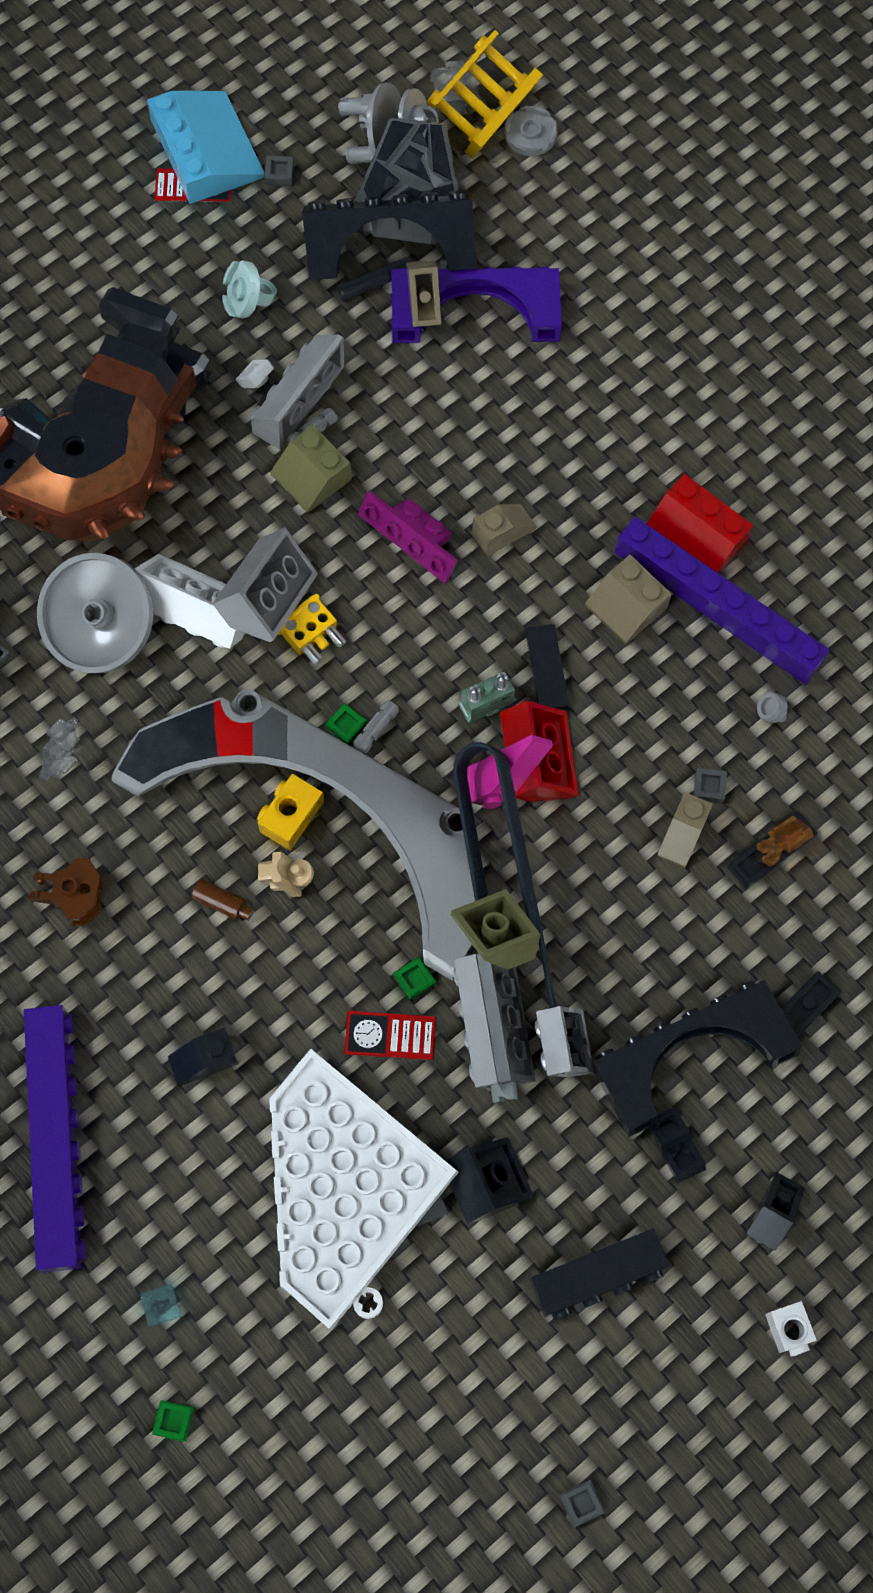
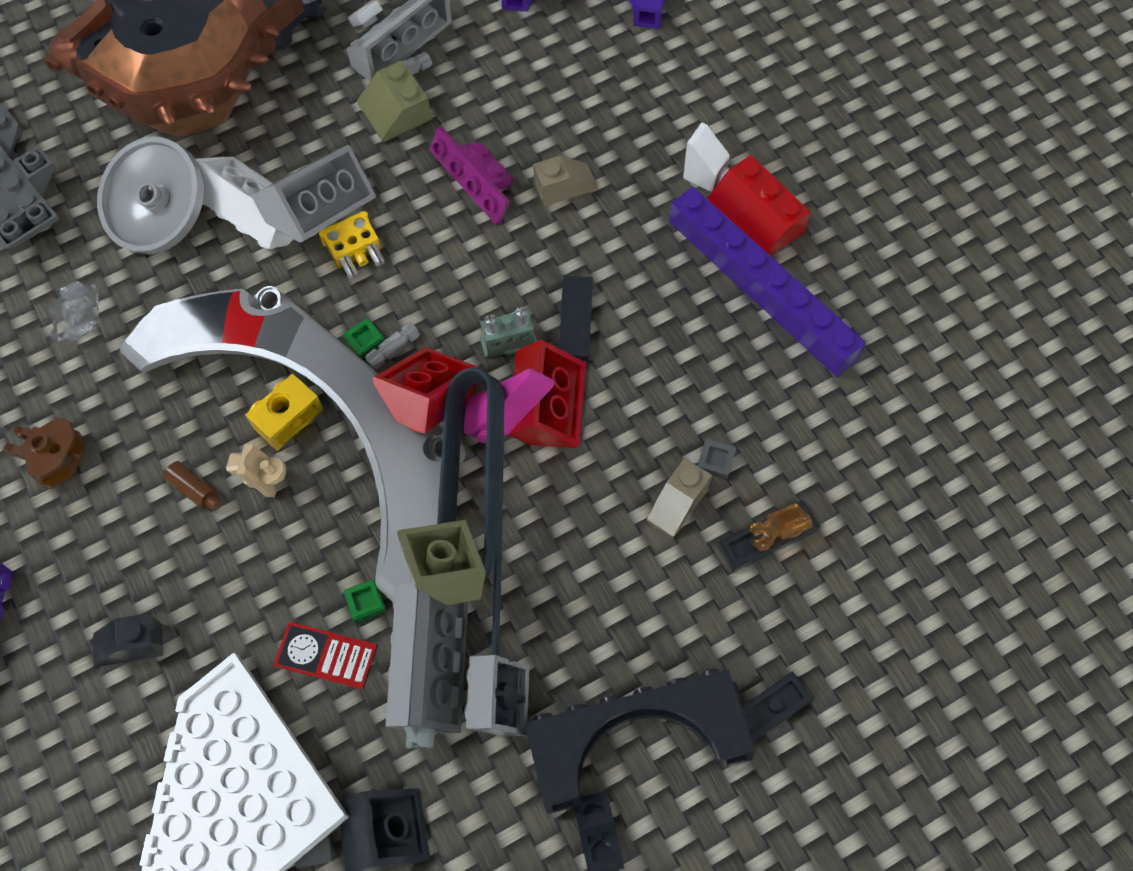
camera: 15 degrees right, 5 degrees down
(425, 766) = (418, 388): none -> red slope
(628, 599) = (671, 265): dark tan slope -> none
(641, 485) = (705, 159): none -> white slope
(772, 708) = (797, 392): light grey tile -> none

